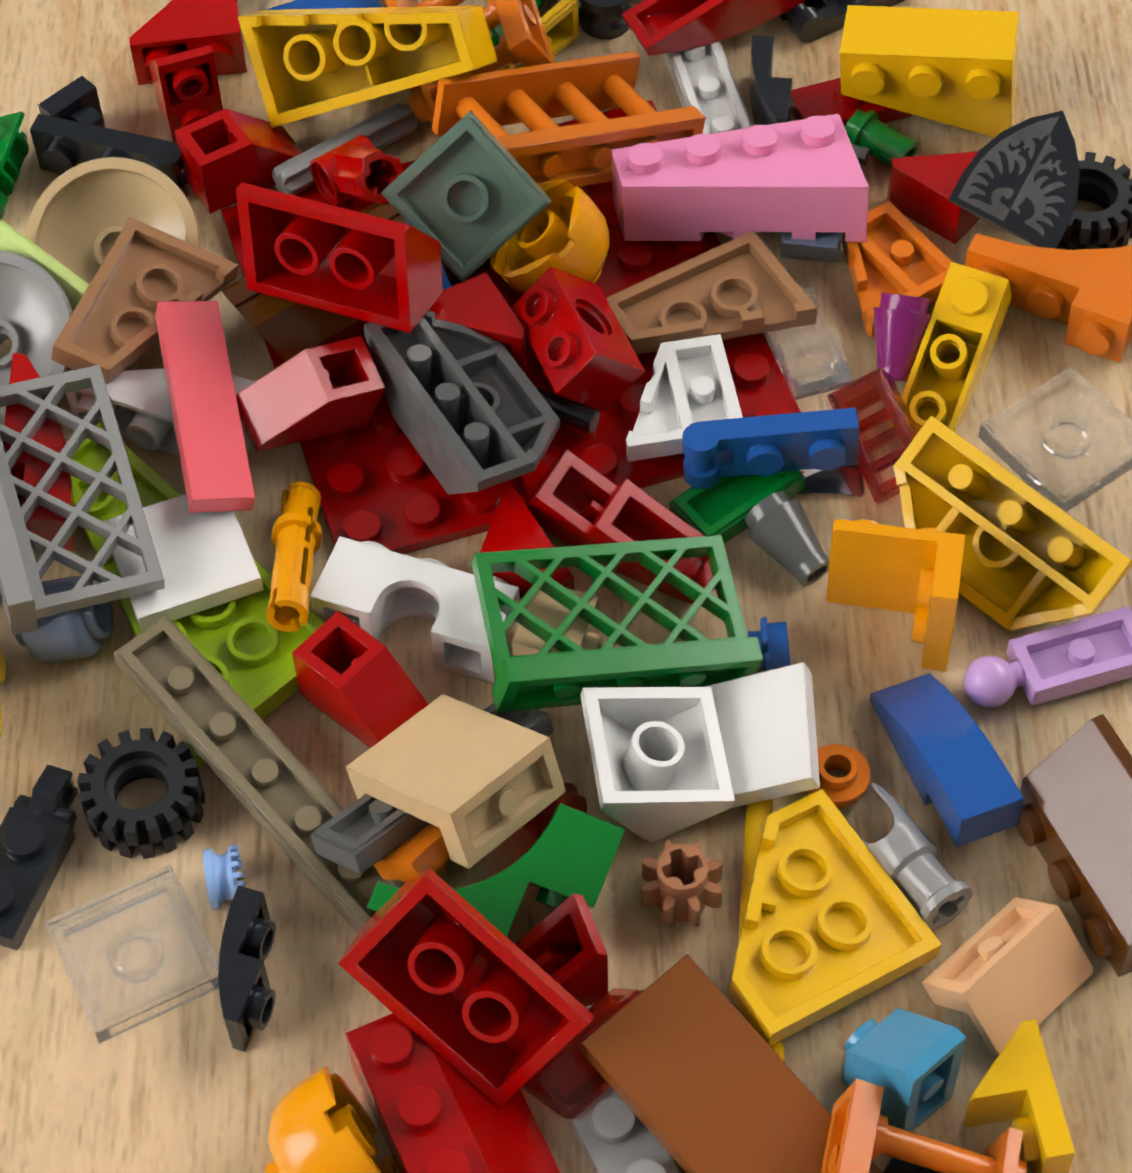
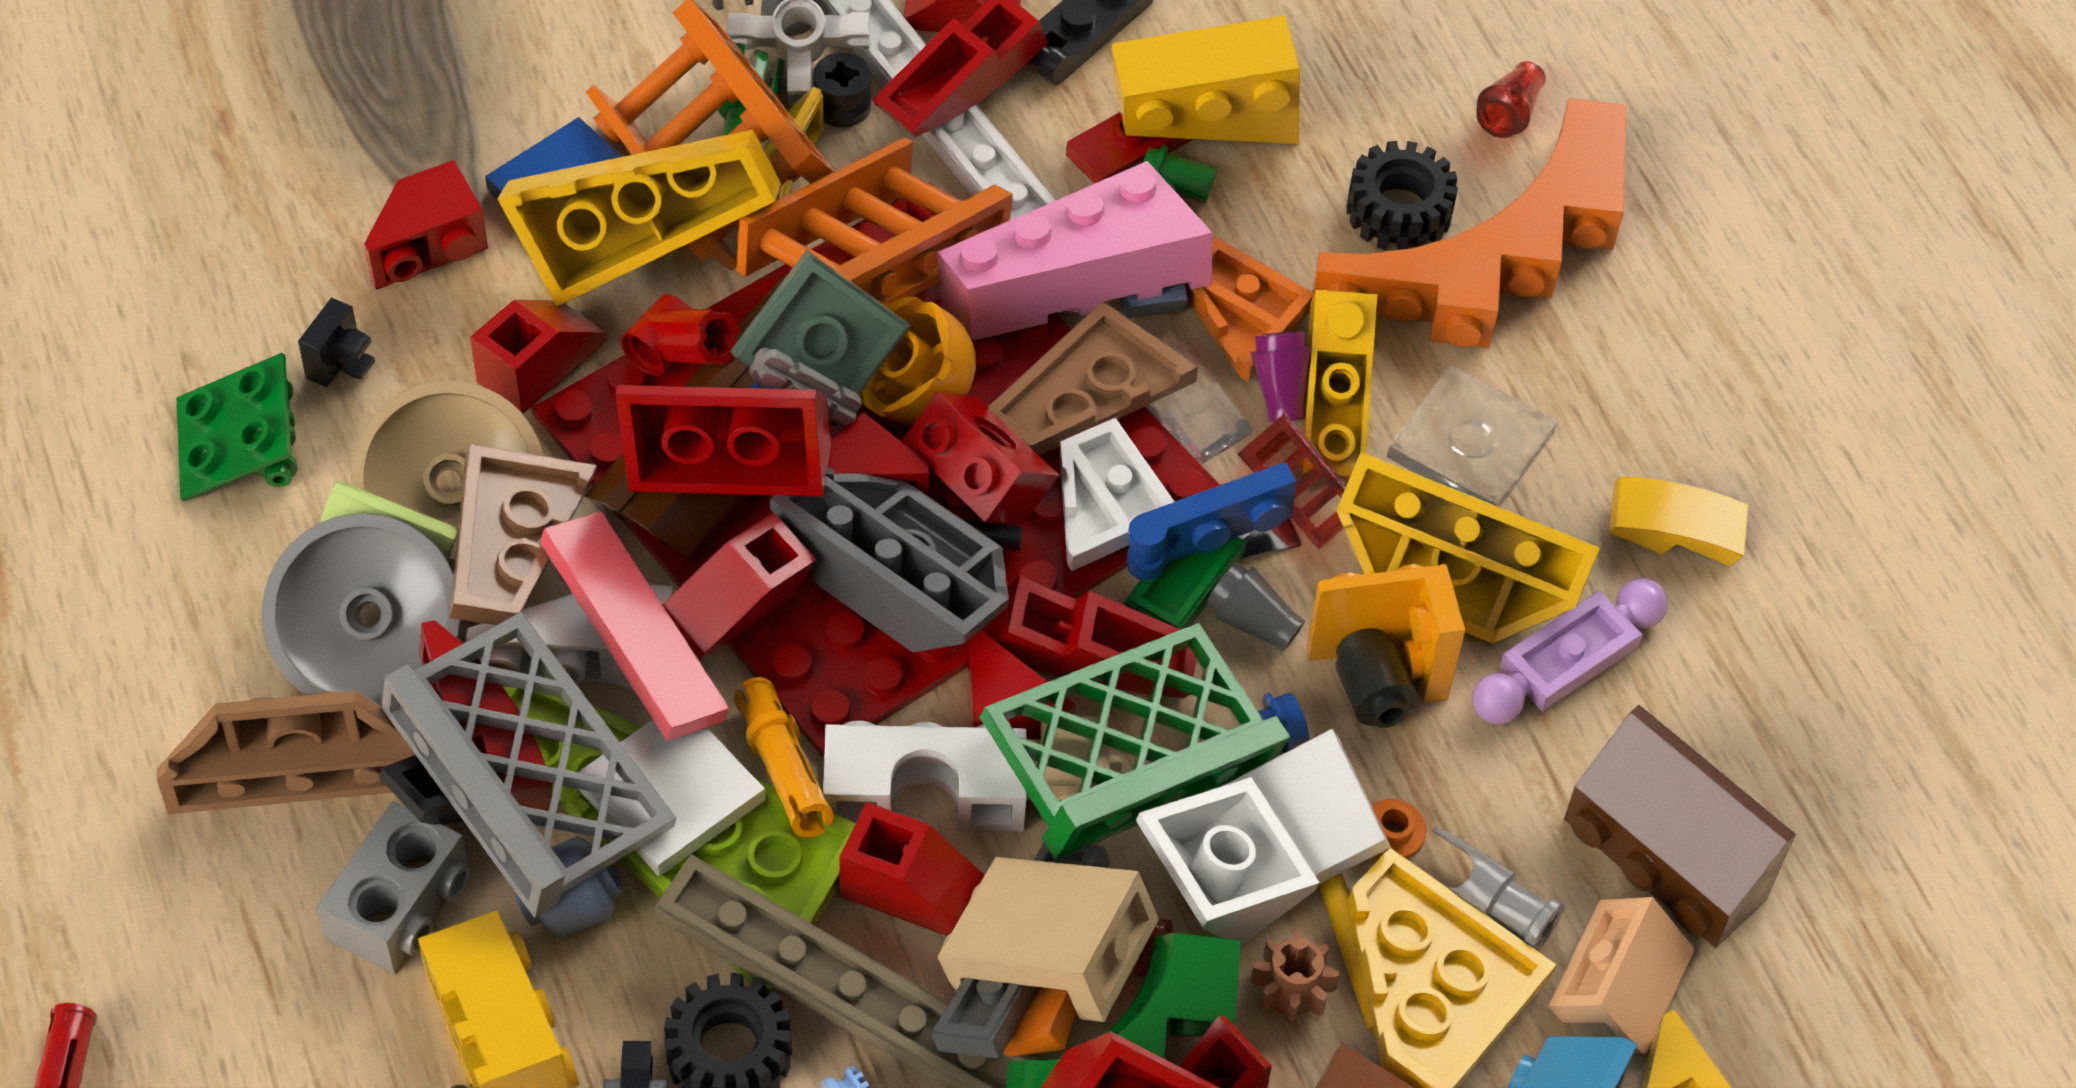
camera: 25 degrees left, 0 degrees up
(68, 143) = (373, 377): black plate -> none
(186, 87) = (450, 288): red slope -> none
(381, 129) = (668, 277): light grey axle -> none
(459, 255) = (780, 372): none -> light grey axle
(768, 95) = (1052, 157): black slope -> none
(876, 631) = (1375, 678): none -> pearl dark grey brick
(922, 190) = (1264, 211): red slope -> none
(949, 759) = (1490, 783): blue slope -> none
(1025, 180) = (1347, 187): shield -> none

